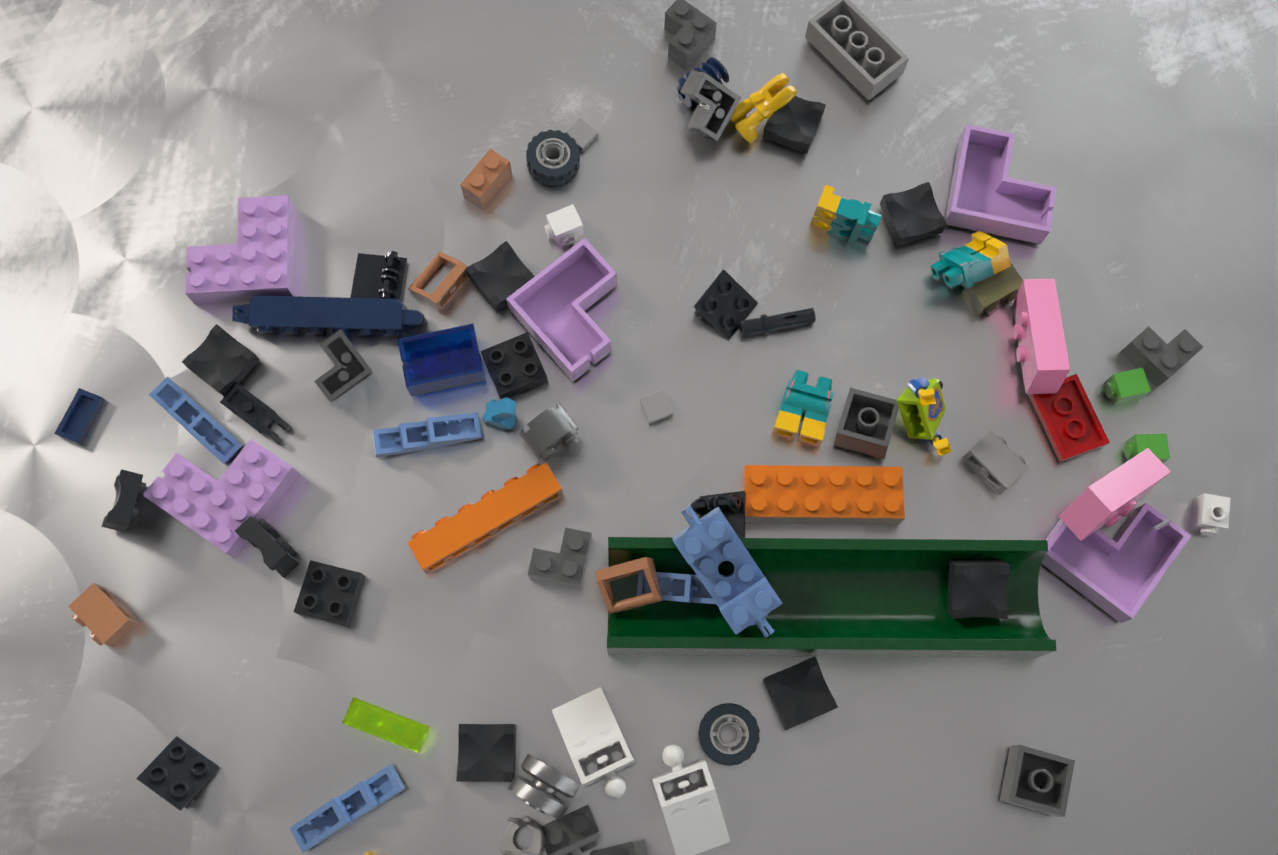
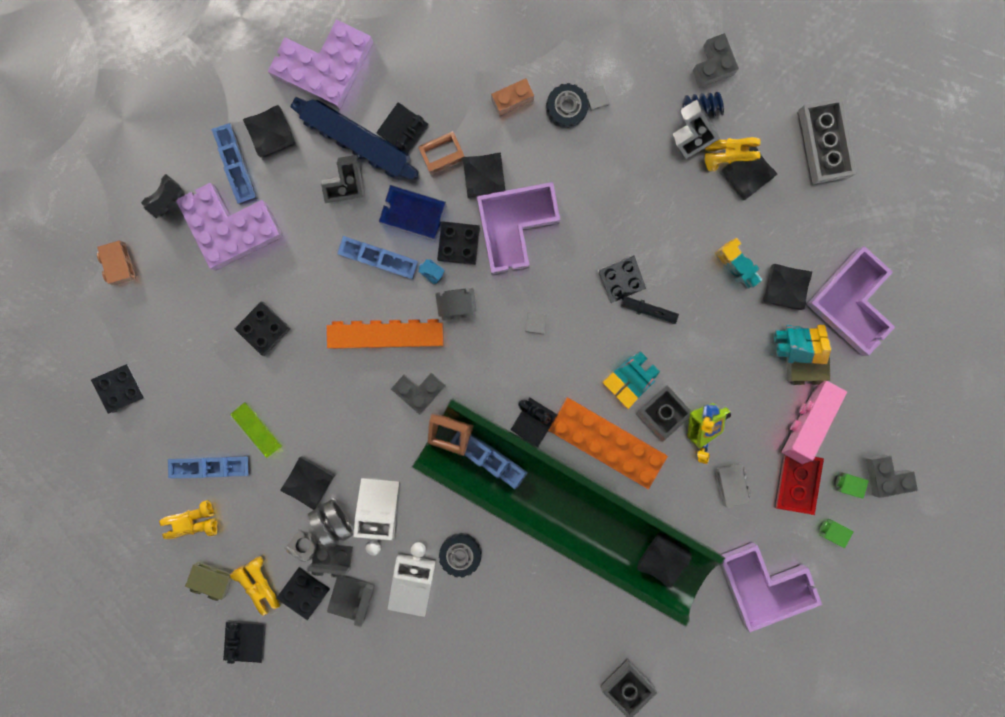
camera: 30 degrees right, 15 degrees up
(80, 416) = (160, 117): dark blue tile -> none
(253, 411) = (273, 178): black hinge -> none
(275, 552) = (238, 271): black brick -> none
(564, 225) = (546, 161): white brick -> none
(744, 594) = (513, 483): medium blue brick -> none
(800, 693) = (518, 556): black brick -> none
(1114, 495) = (789, 553): bright pink brick -> none
(1210, 514) = (847, 596): white brick -> none

